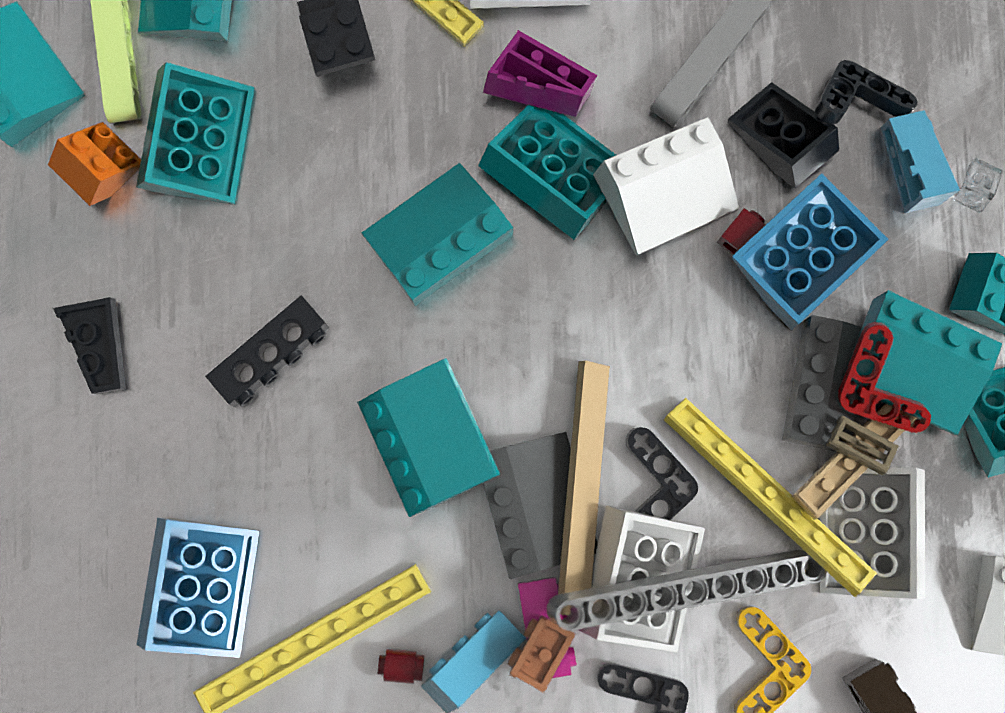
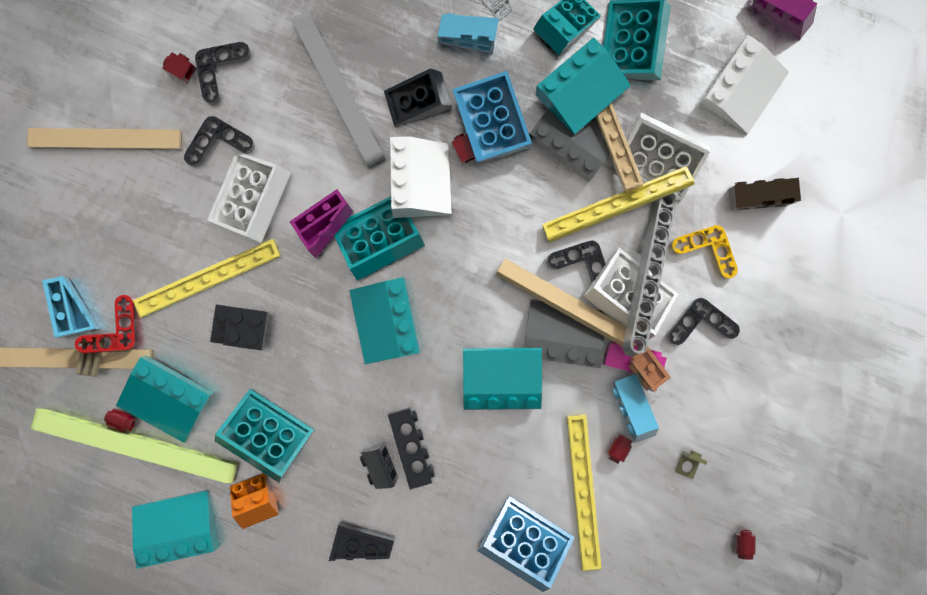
camera: 70 degrees left, 5 degrees up
(221, 318) = (380, 466): none -> black slope
(838, 433) = (601, 150): dark tan tile -> none
(857, 81) = (409, 47): black beam -> none
(871, 395) = (589, 122): red beam -> none

